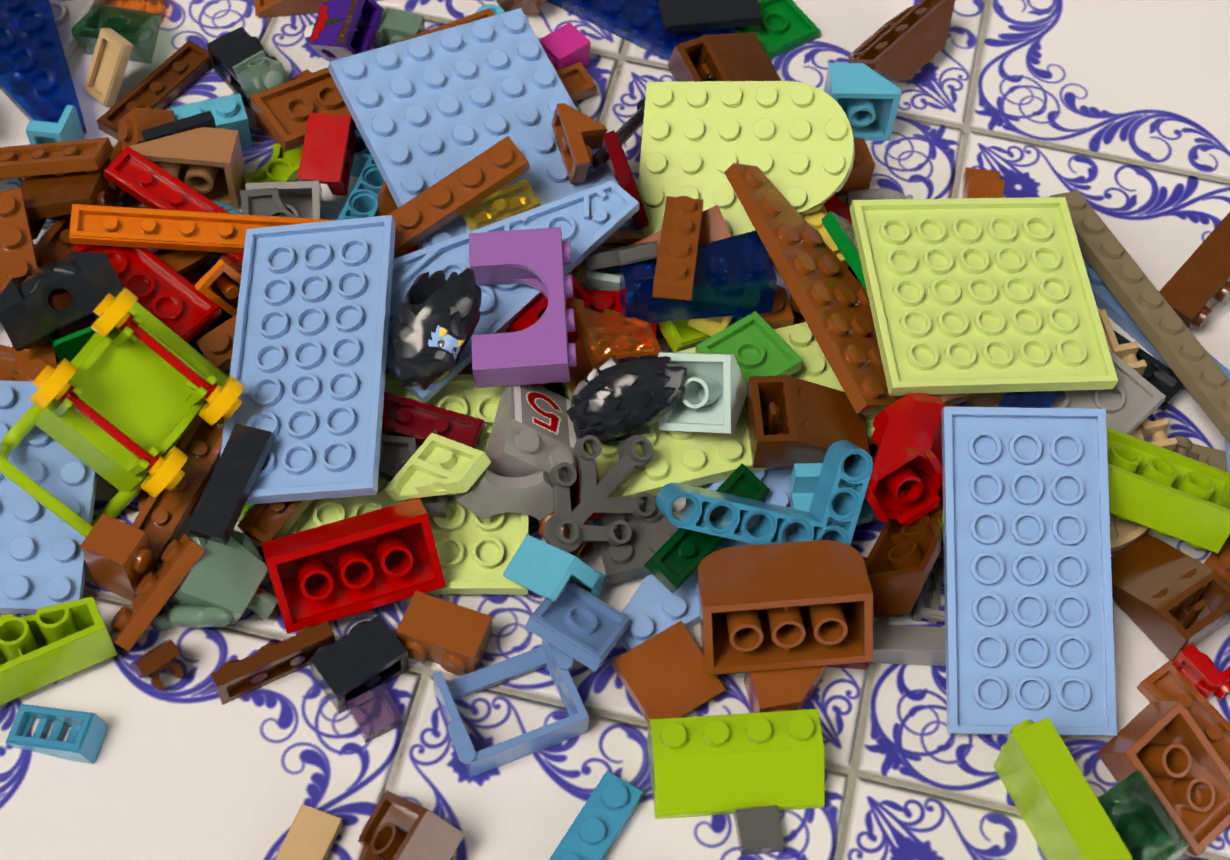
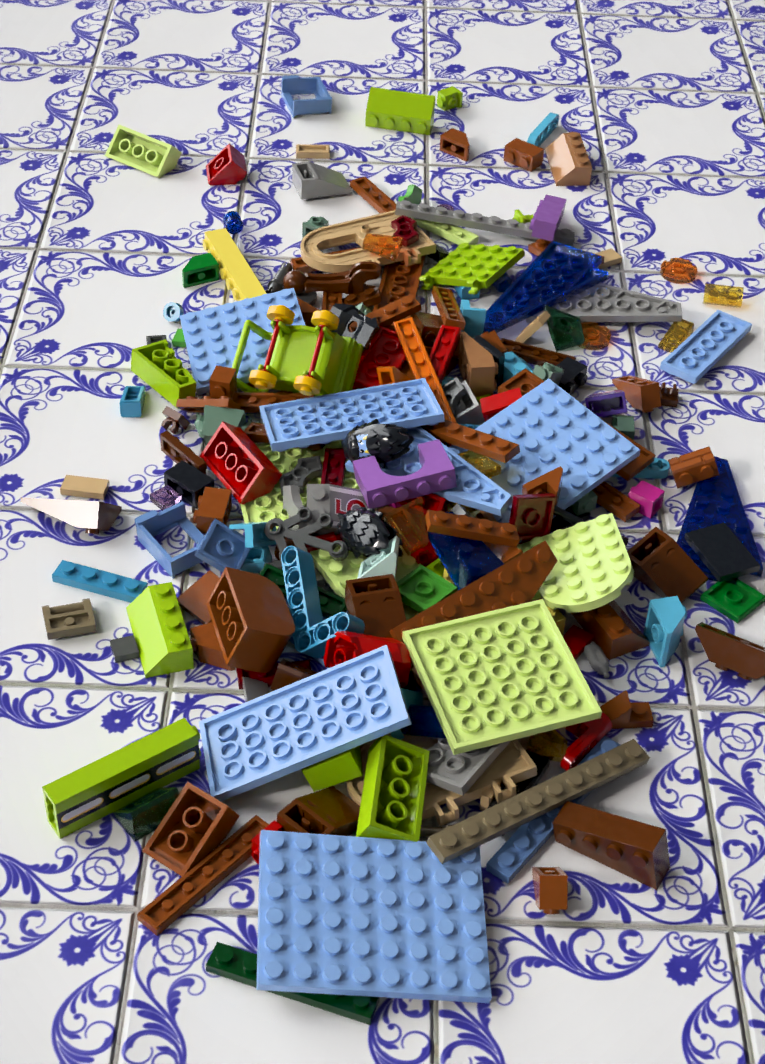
camera: 80 degrees right, 15 degrees down
(231, 483) = (265, 404): black tile -> none
(438, 469) = (299, 474): yellowish green wing -> none

